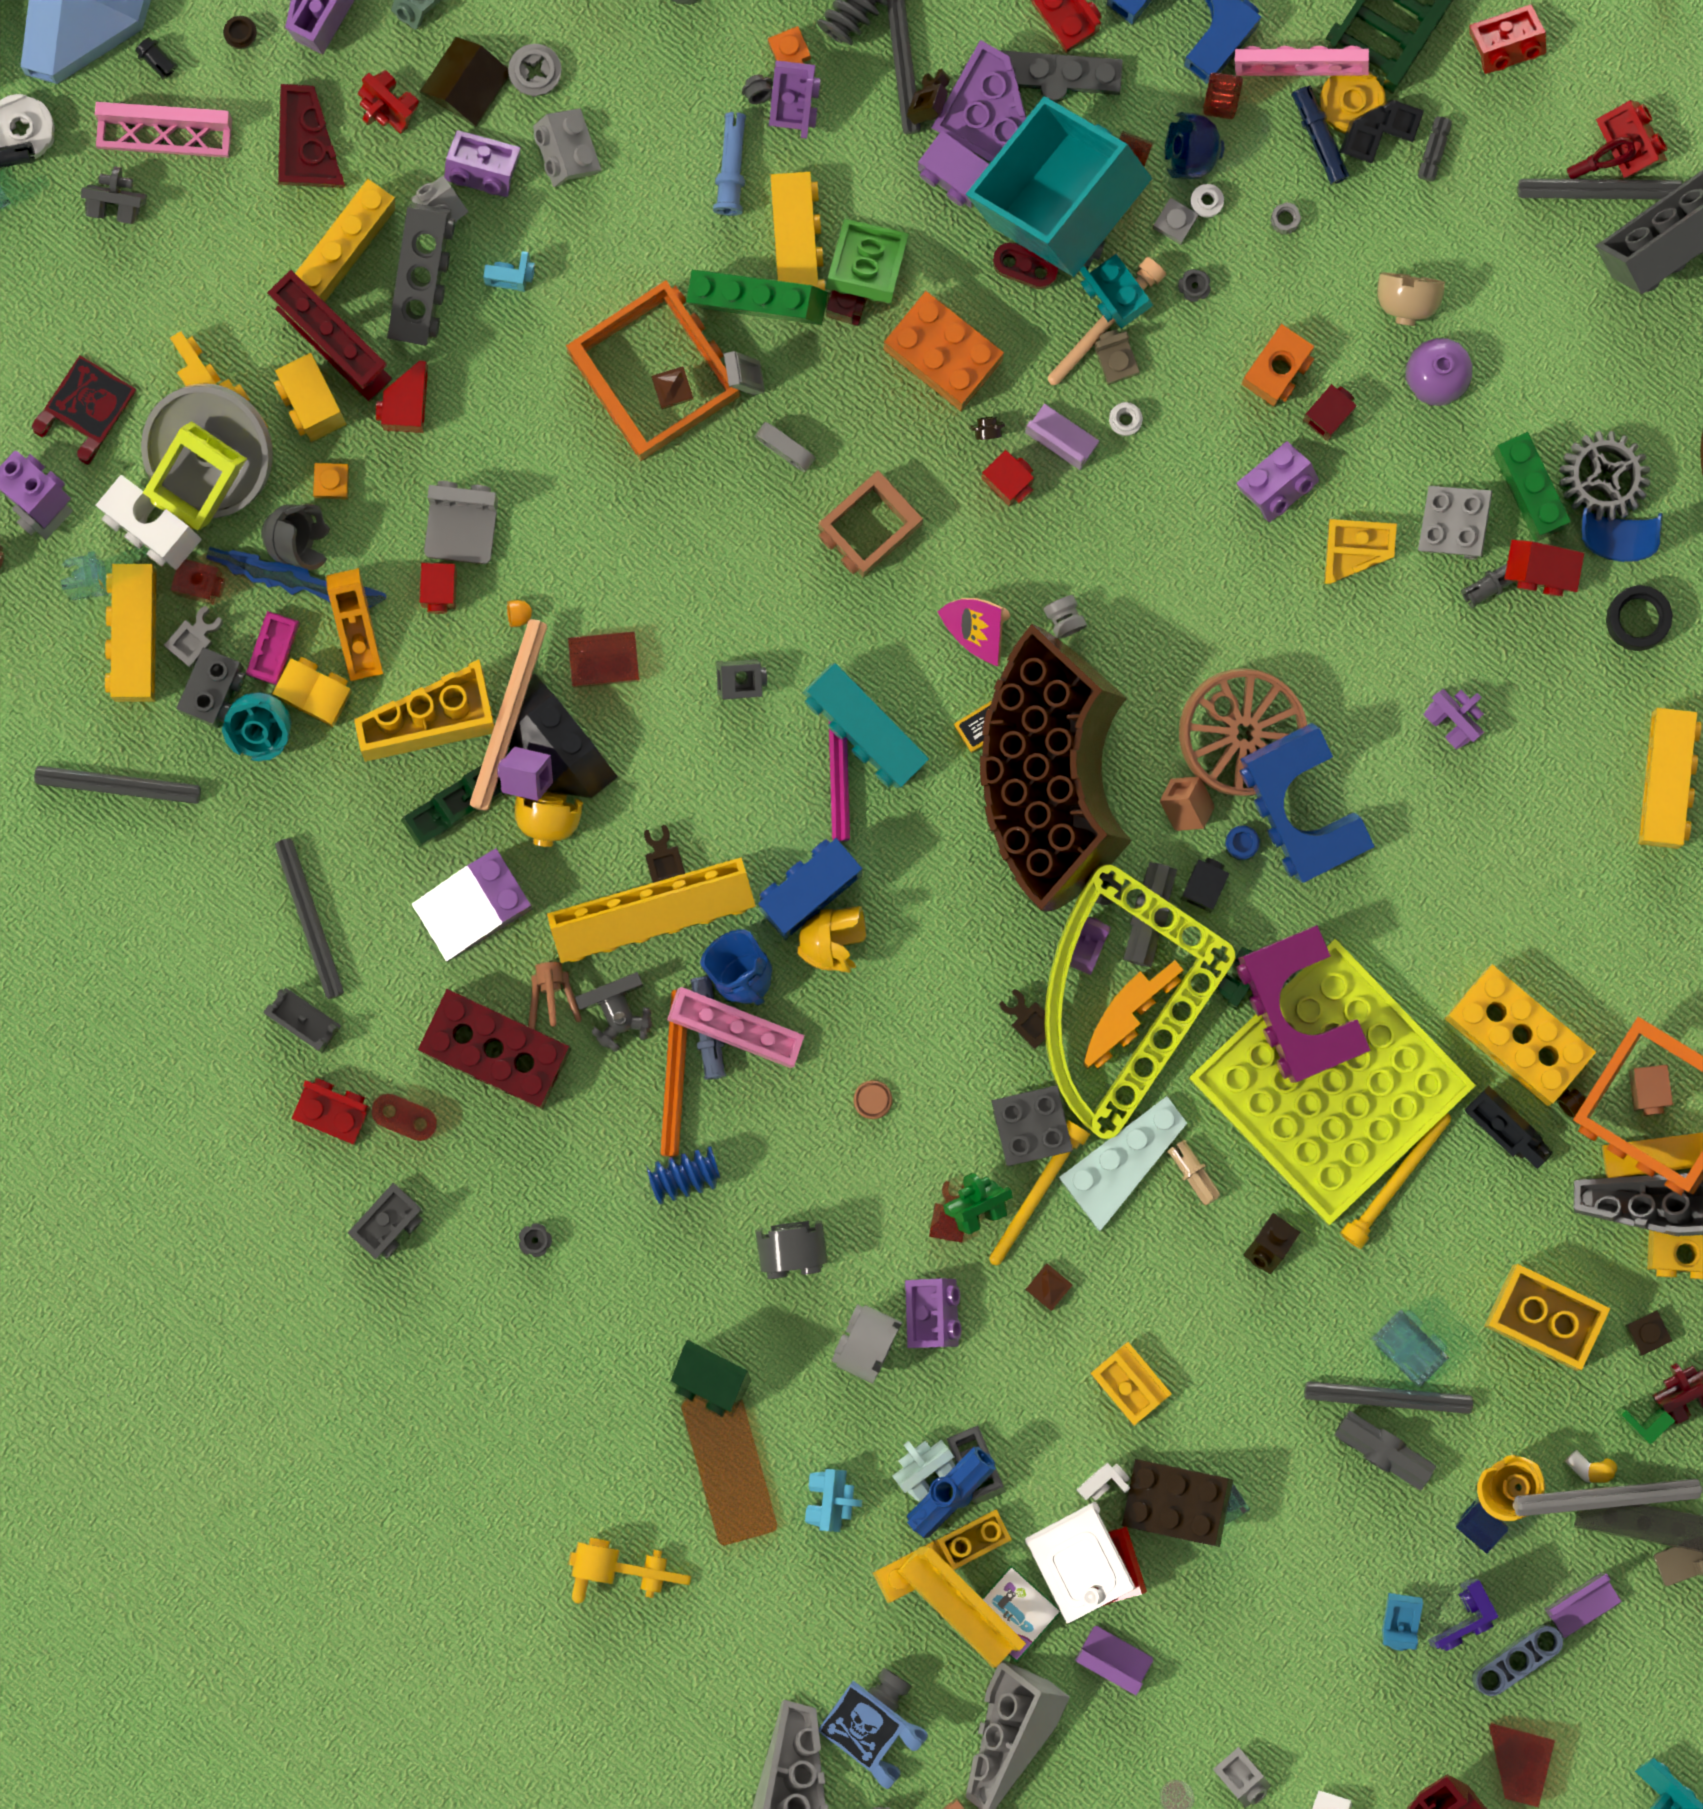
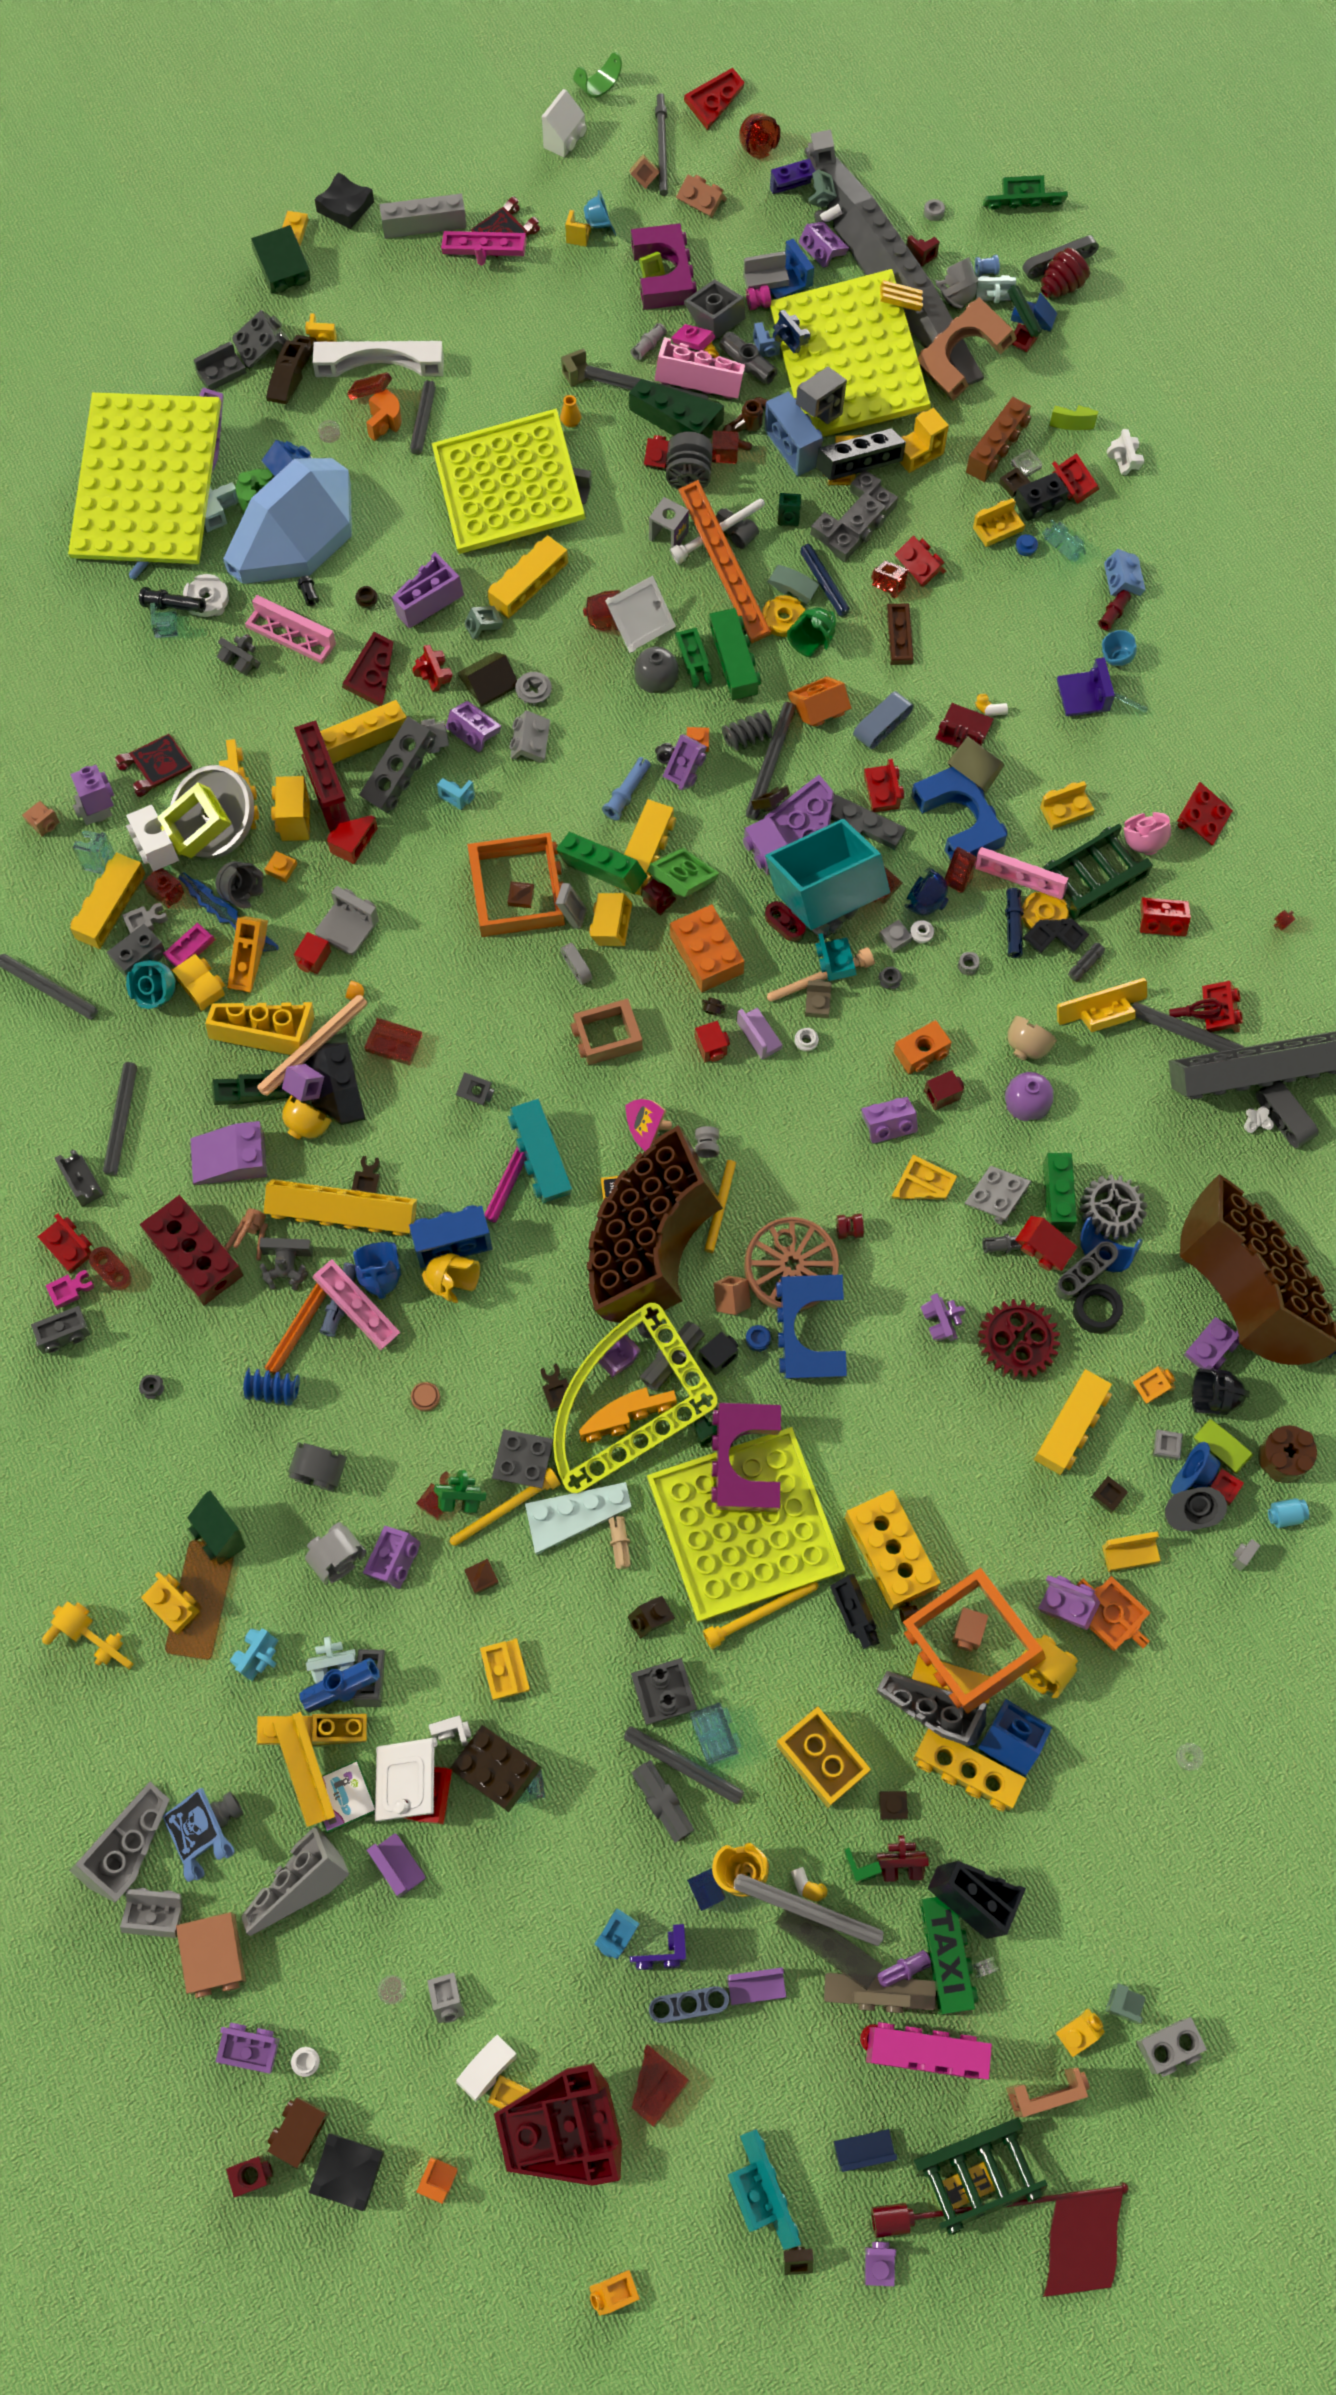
camera: 25 degrees right, 15 degrees down
(364, 1170) = (66, 1290): none -> dark pink plate
(699, 1487) = (170, 1603): none -> yellow bracket
(801, 367) = (610, 919): none -> yellow brick
(1116, 680) = (717, 1217): none -> yellow bar
(1291, 648) = (844, 1226): none -> dark red wheel
(1327, 1324) = (663, 1691): none -> dark grey plate
(1486, 207) = (1104, 1007): none -> yellow bracket
(1588, 710) = (1036, 1352): none -> dark red gear
(1618, 565) = (1092, 1261): none -> dark grey beam

